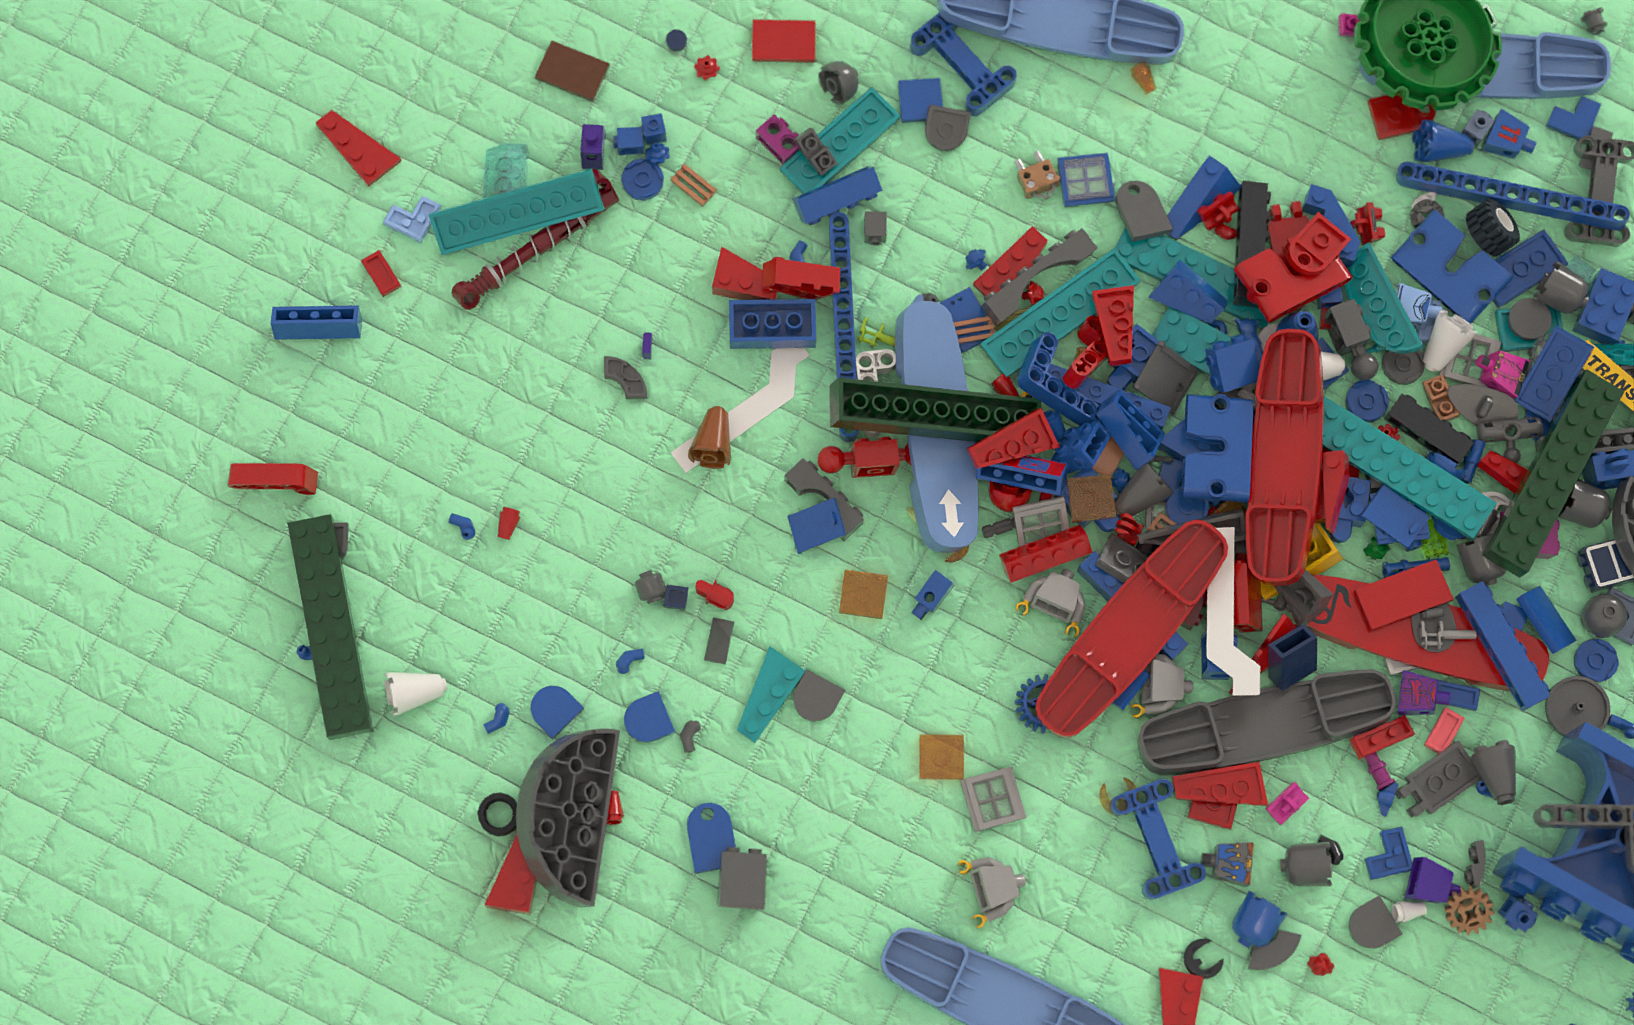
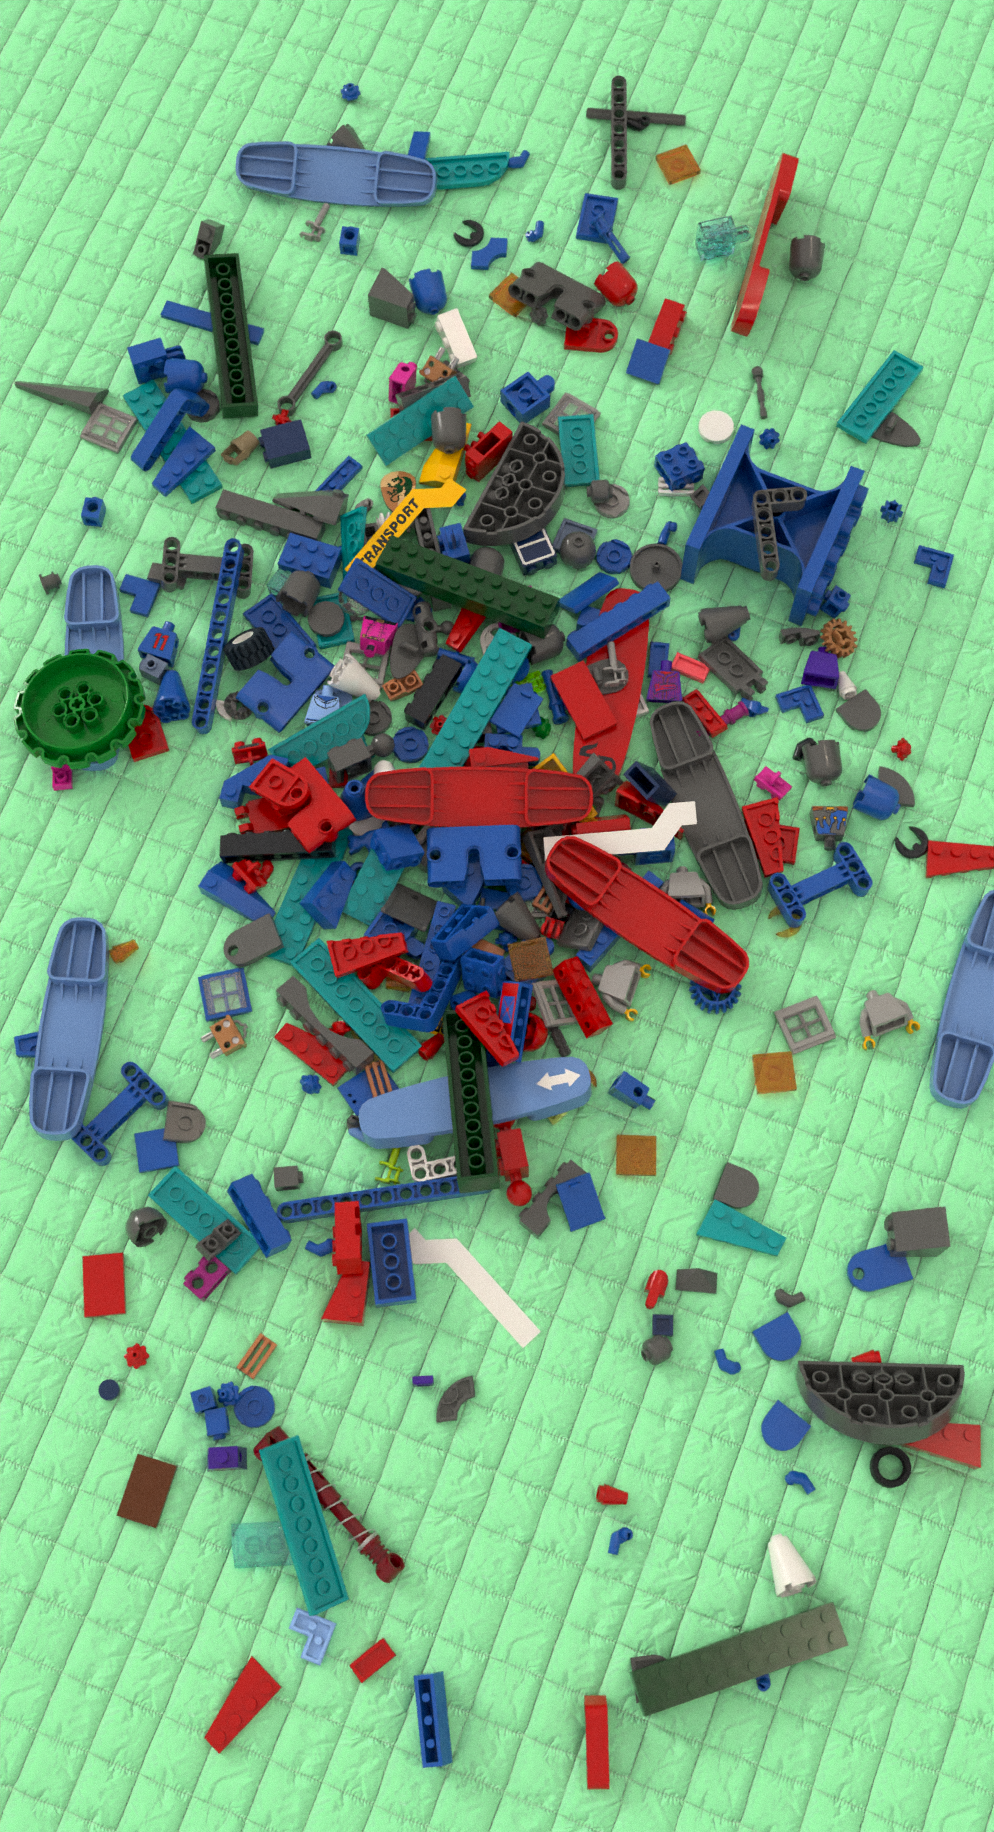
camera: 90 degrees left, 5 degrees down
(712, 440) = (509, 1306): dark orange cone -> none

